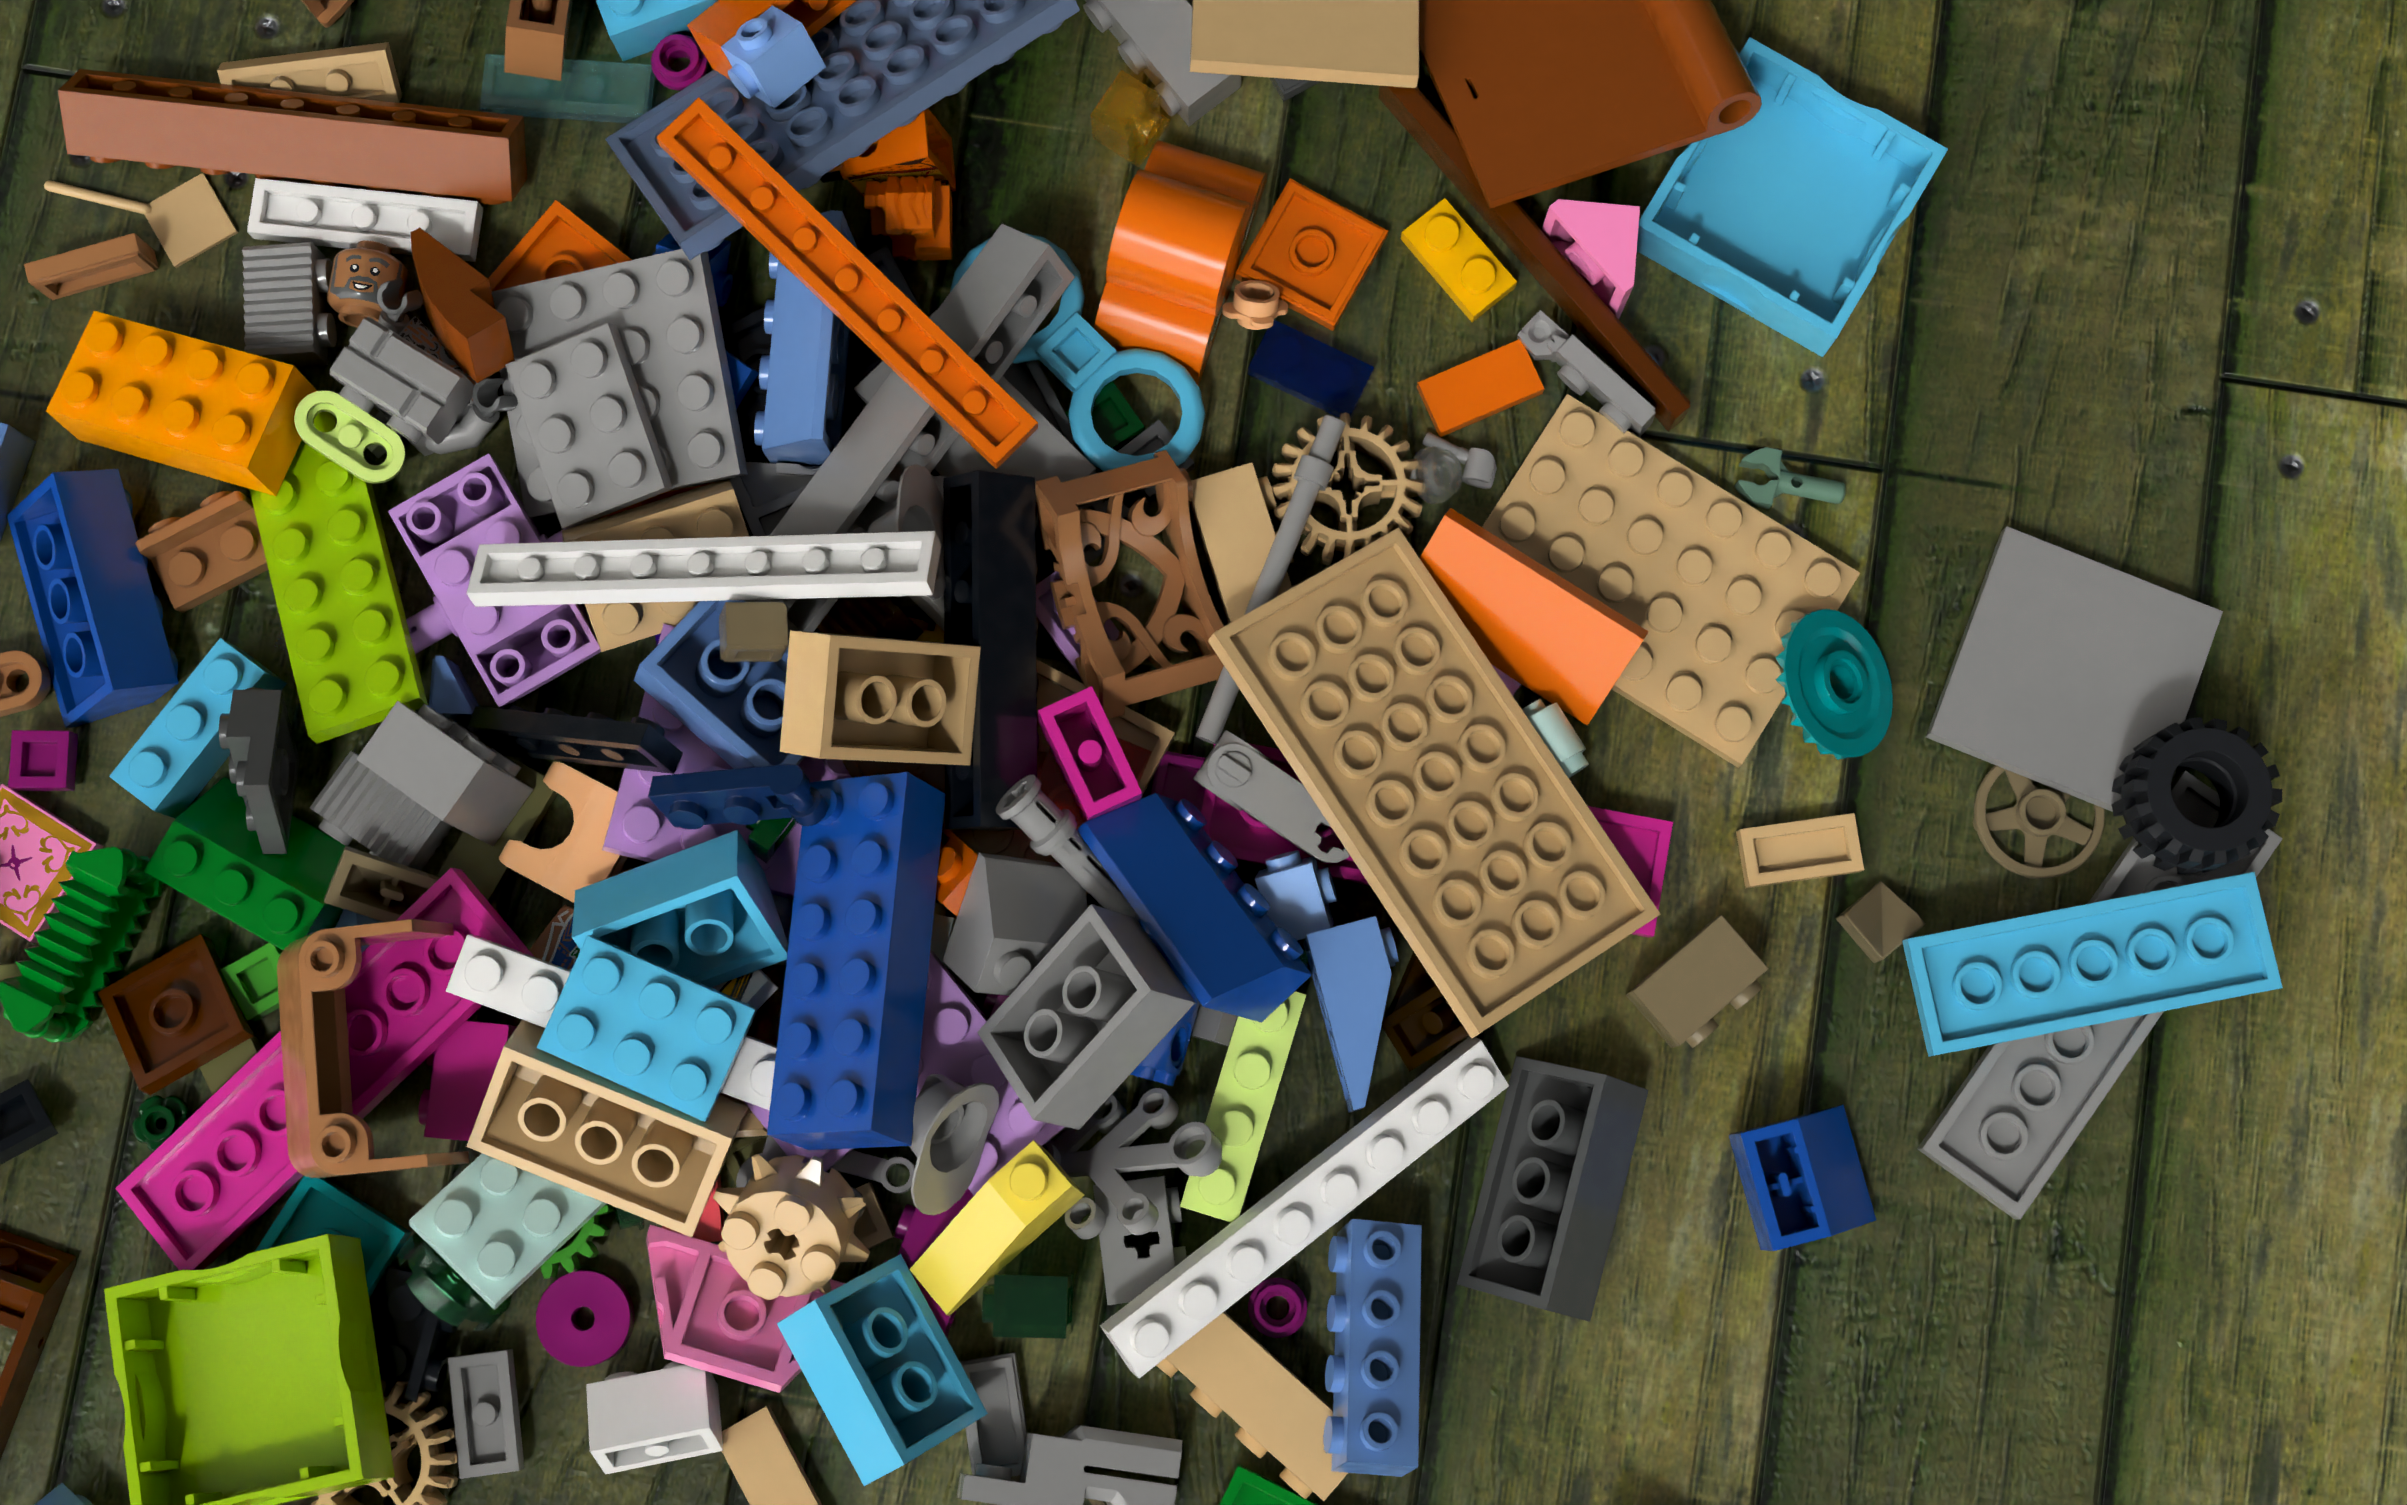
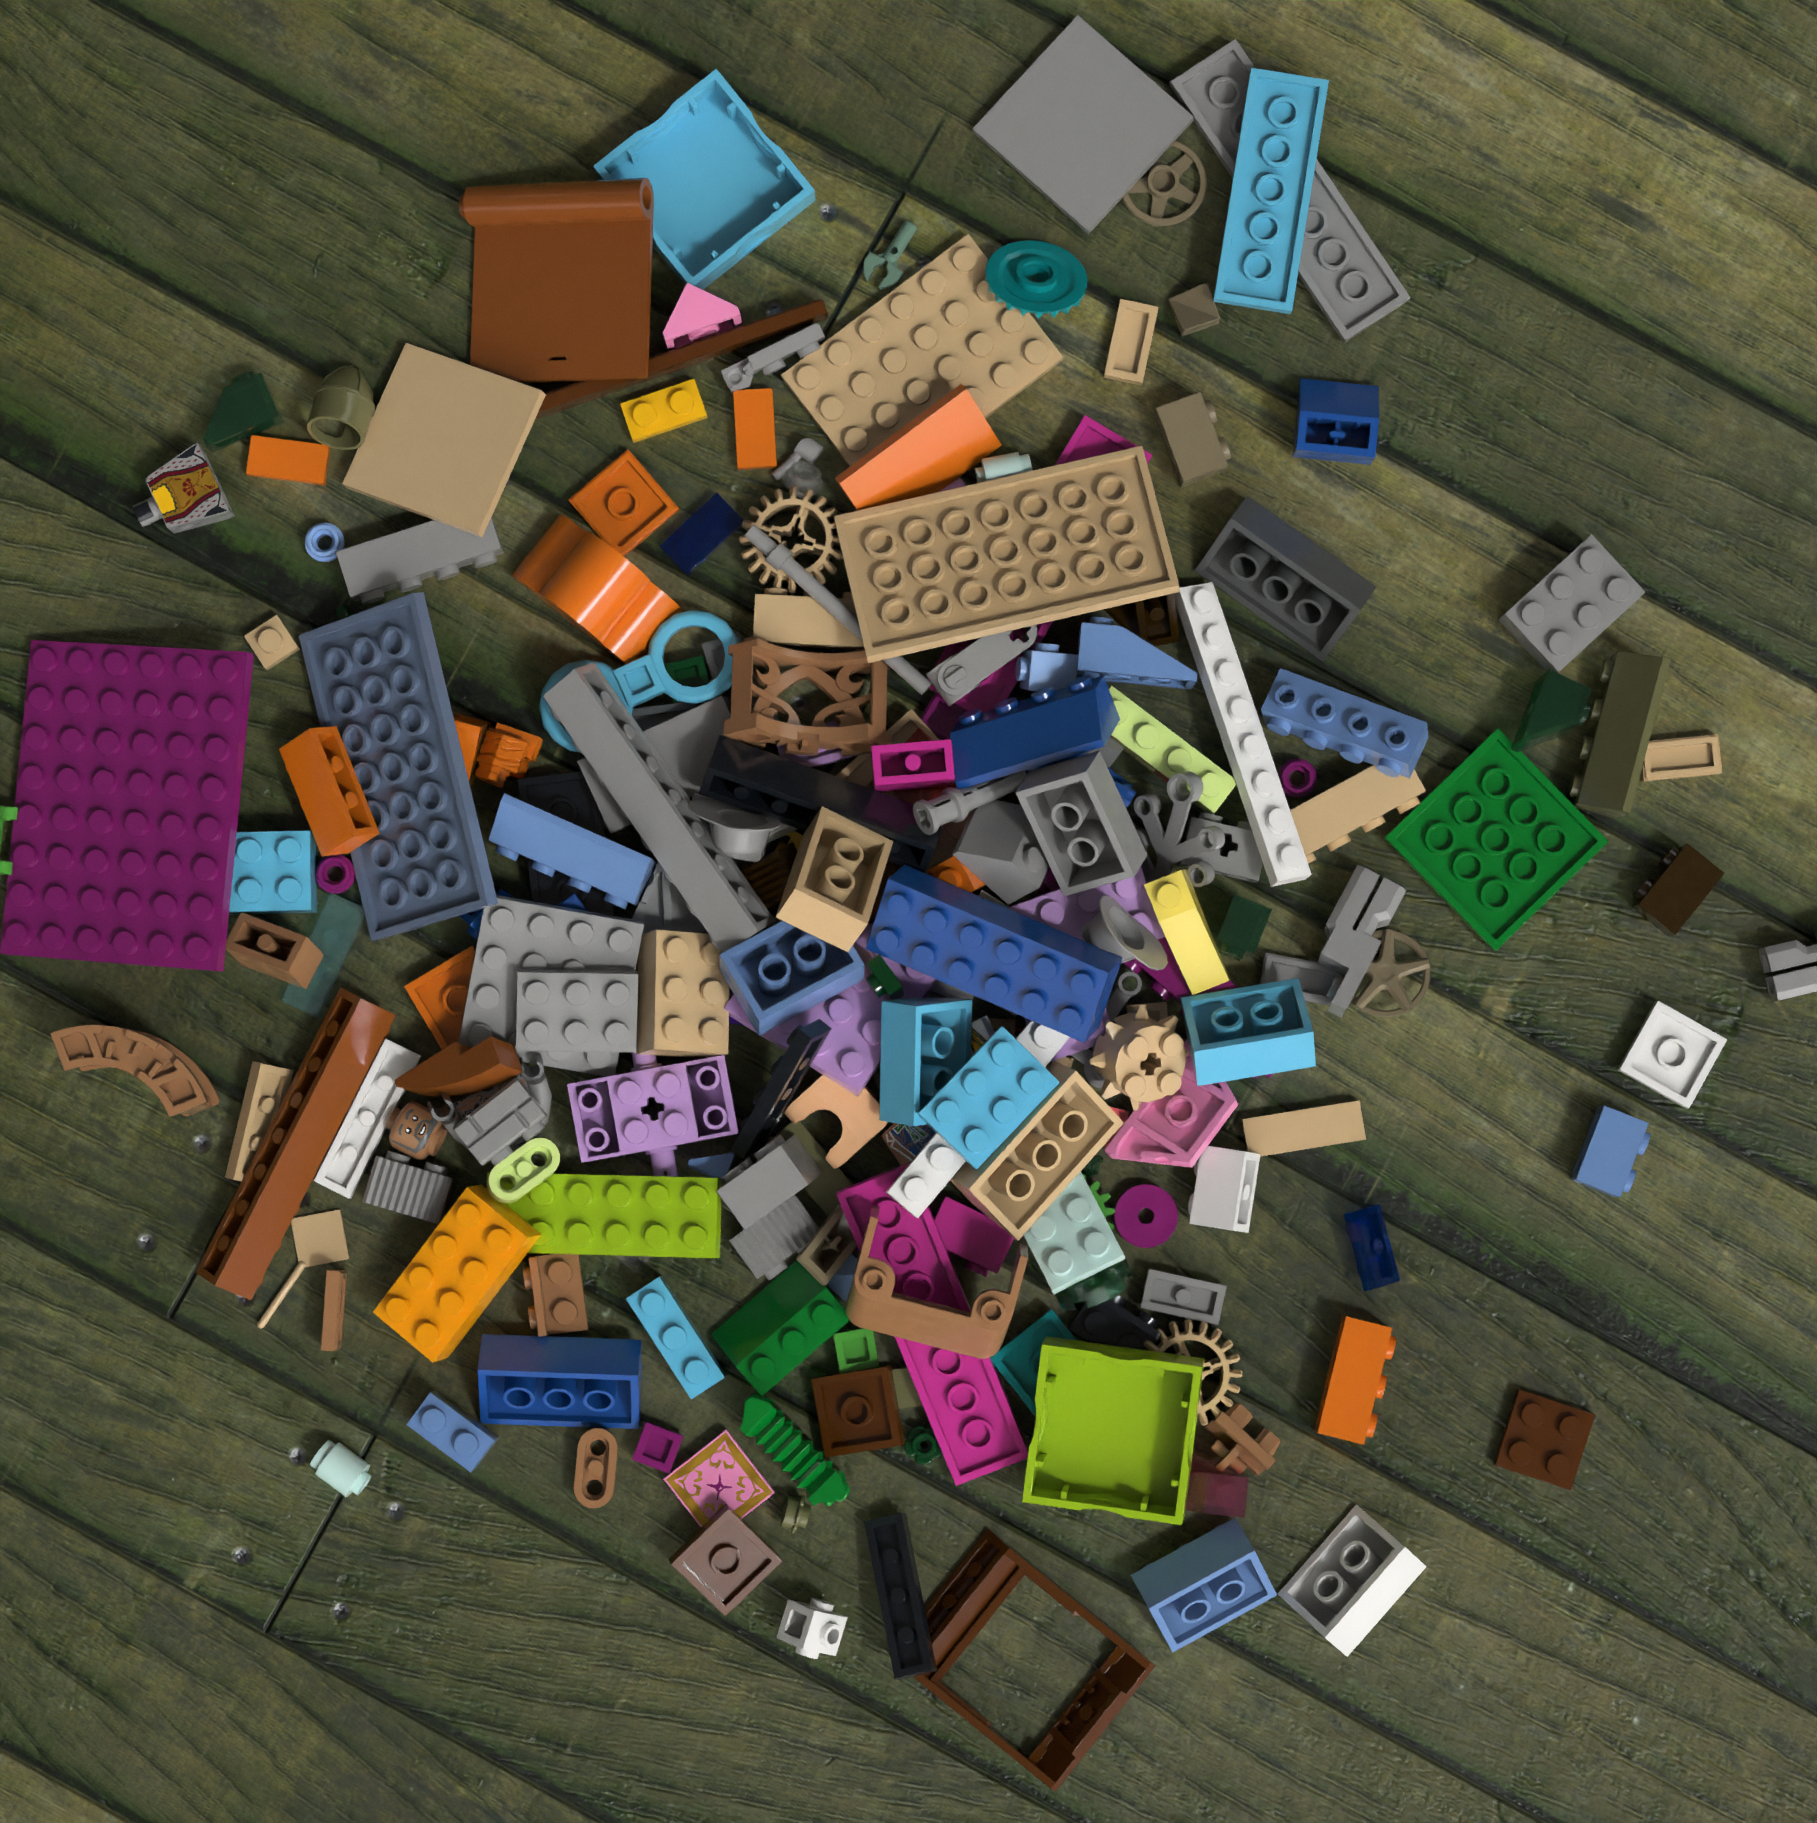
camera: 75 degrees left, 5 degrees up
(262, 763) = (719, 1298): dark grey plate -> none
(706, 569) = (712, 960): white plate -> none
(738, 796) = (863, 991): dark blue plate -> none
(753, 631) = (764, 942): dark tan slope -> none
(772, 57) = (372, 805): light blue brick -> none
(847, 283) = (557, 805): orange plate -> none
(1128, 119) = (490, 589): clear yellow brick -> none
(1255, 305) = (647, 553): light nougat plate -> none
(2235, 772) = (1197, 53): black tyre -> none

